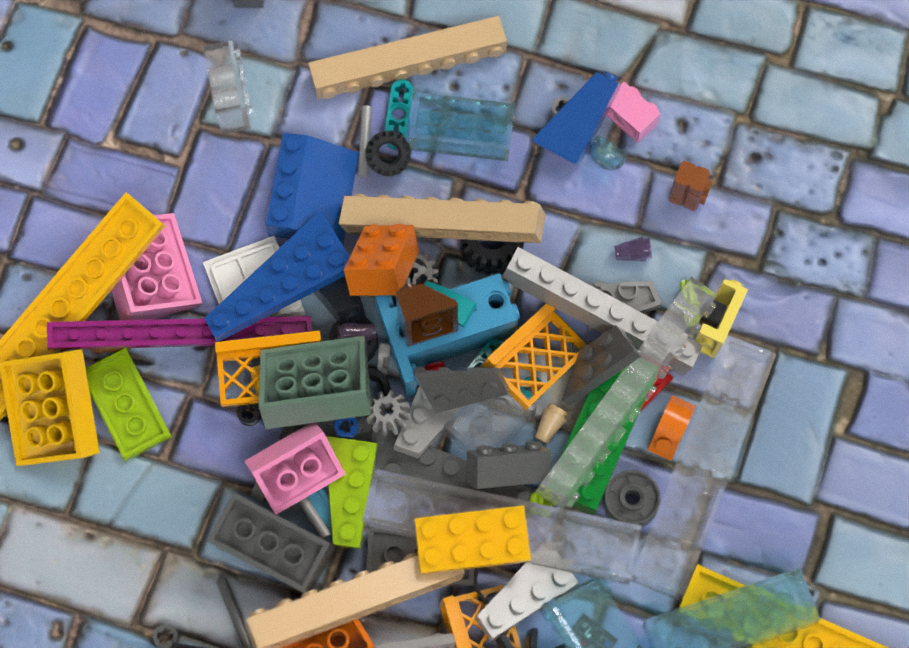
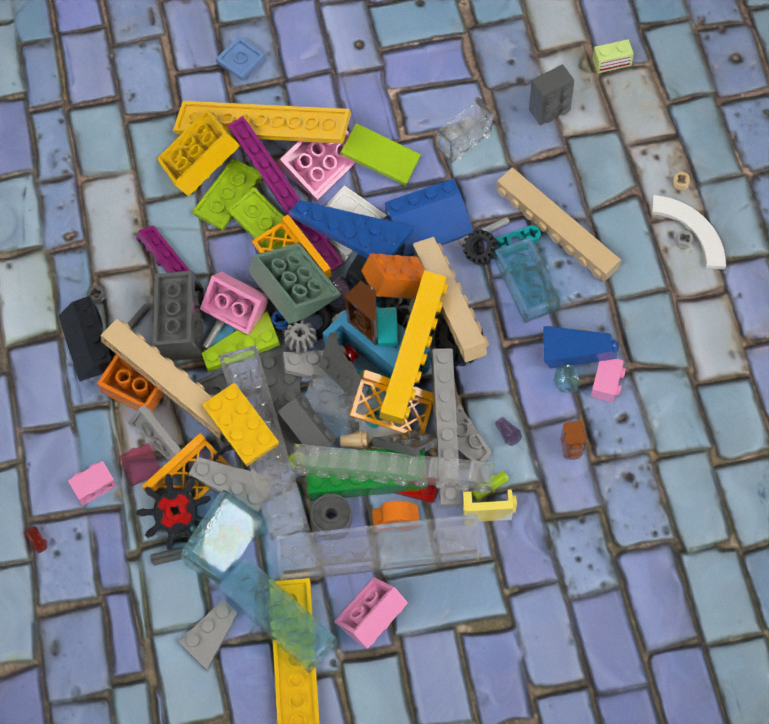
camera: 65 degrees right, 5 degrees down
(165, 523) = (161, 250): none -> magenta hinge
(189, 382) = (257, 216): none -> lime tile
(194, 196) = (380, 154): none -> lime tile
(492, 288) = (412, 349): none -> yellow brick
(773, 517) = (371, 612): none -> bright pink slope

